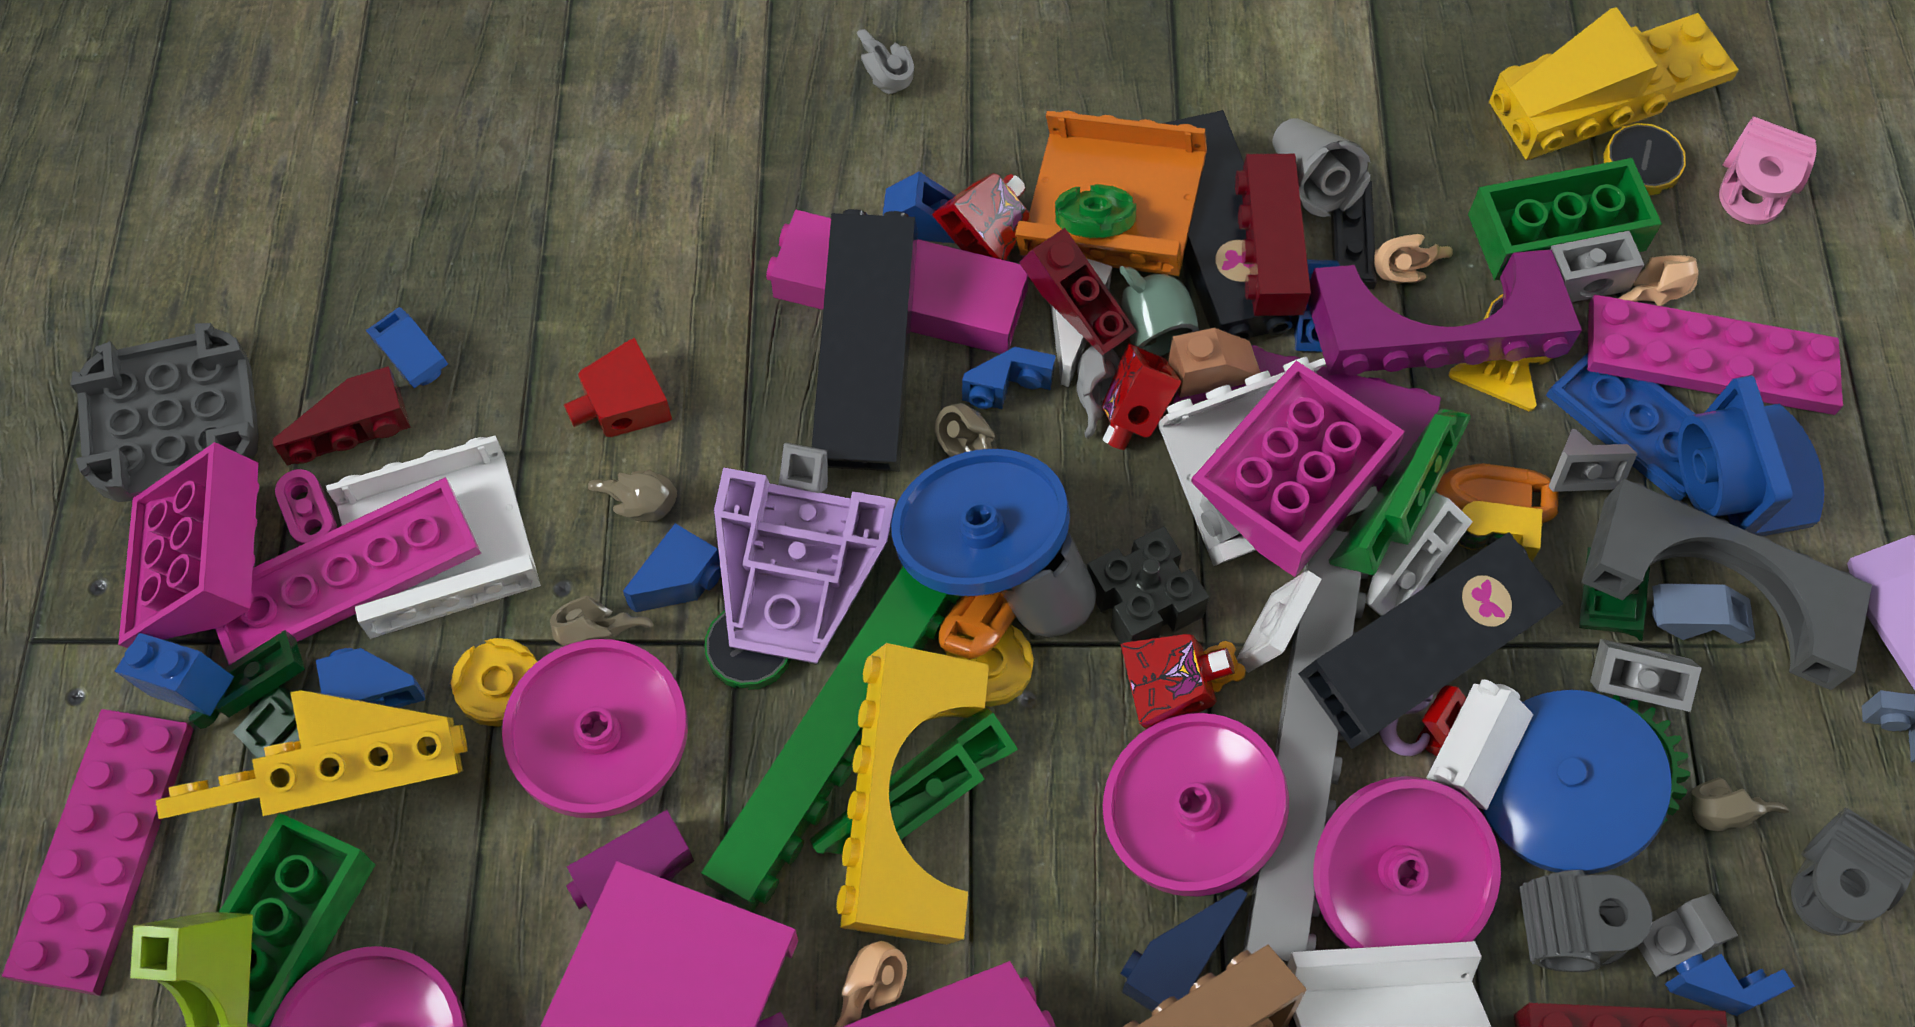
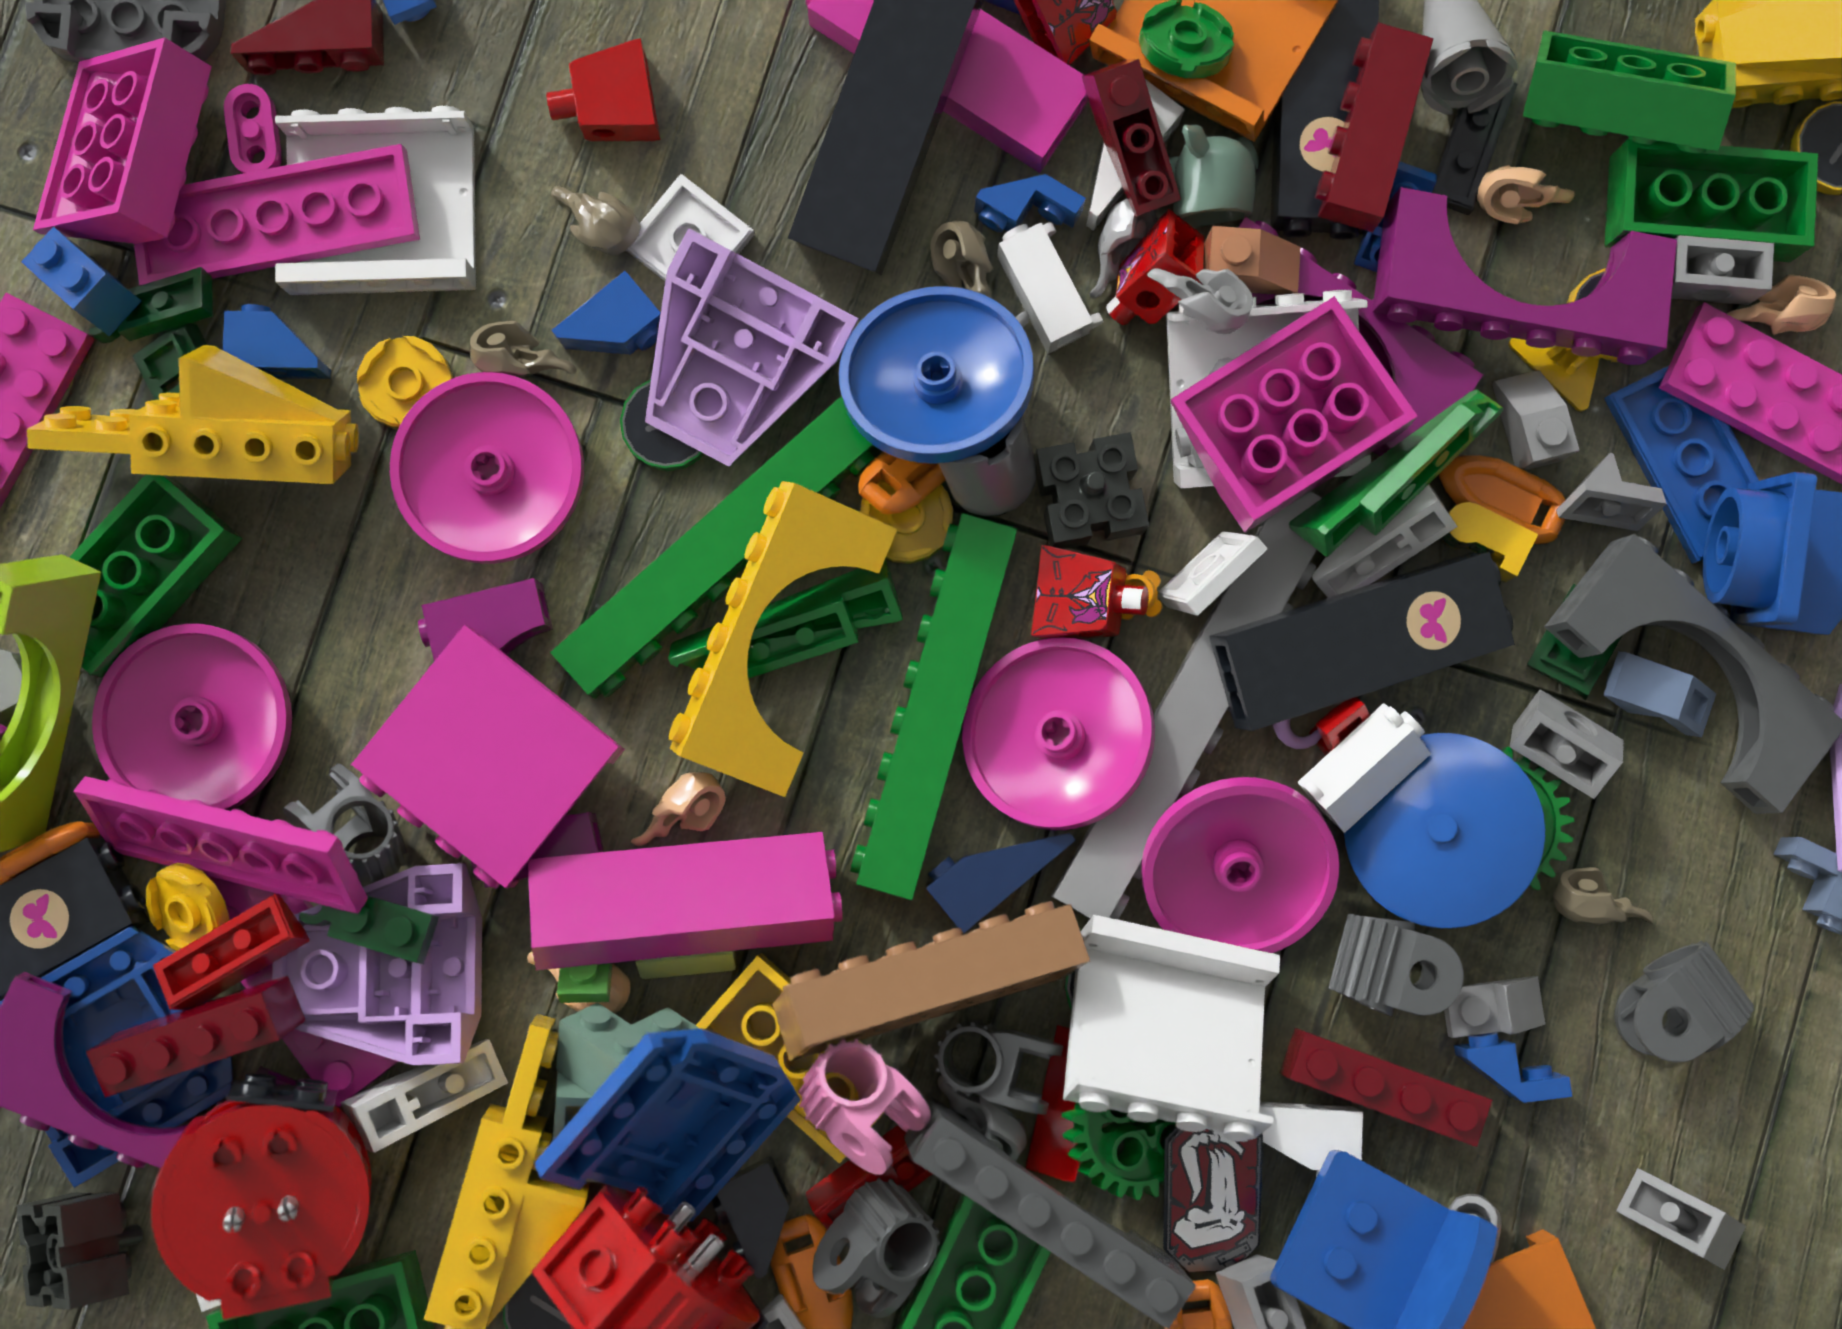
camera: 15 degrees right, 20 degrees up
(701, 480) = (677, 210): none -> white tile
(804, 468) = (777, 248): light grey slope -> none
(1043, 434) = (1044, 286): none -> white brick
(1075, 825) = (936, 706): none -> green brick
(1199, 389) = (1218, 304): none -> light grey piece
(1466, 154) = (1631, 92): none -> green brick
(1501, 426) = (1535, 420): none -> light grey slope

